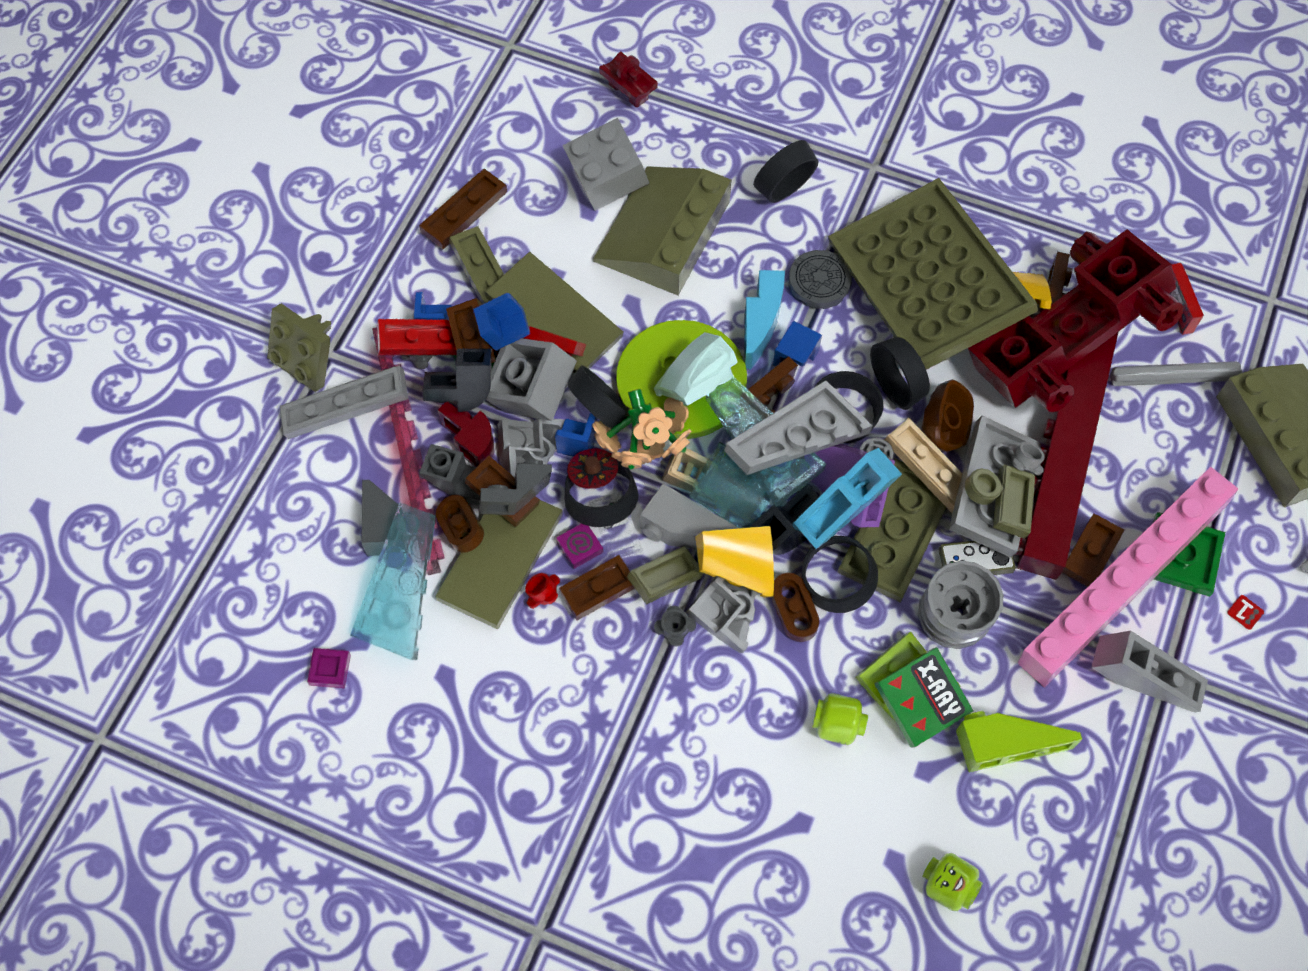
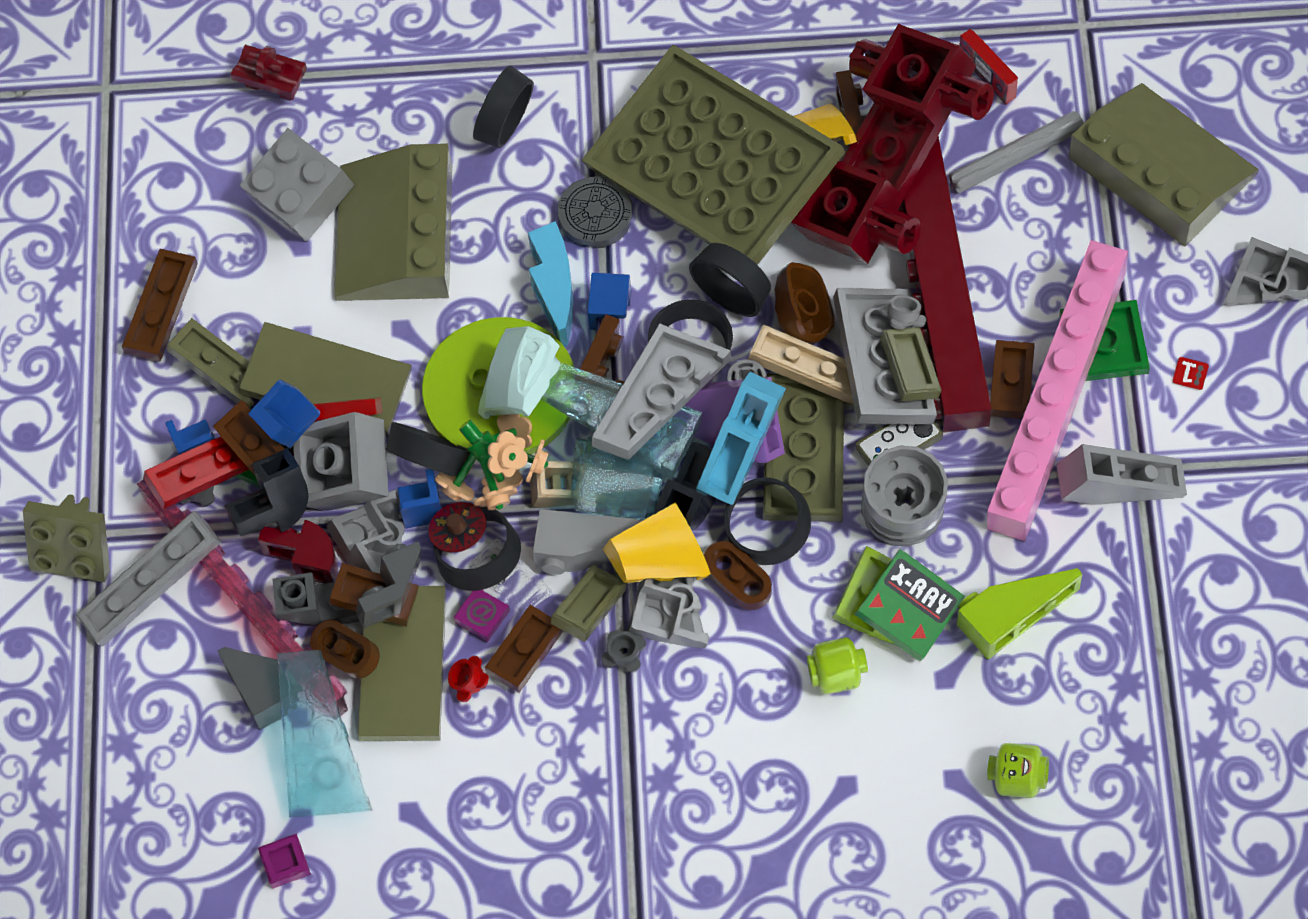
camera: 20 degrees left, 0 degrees up
(983, 486) = (872, 363): olive tile -> none

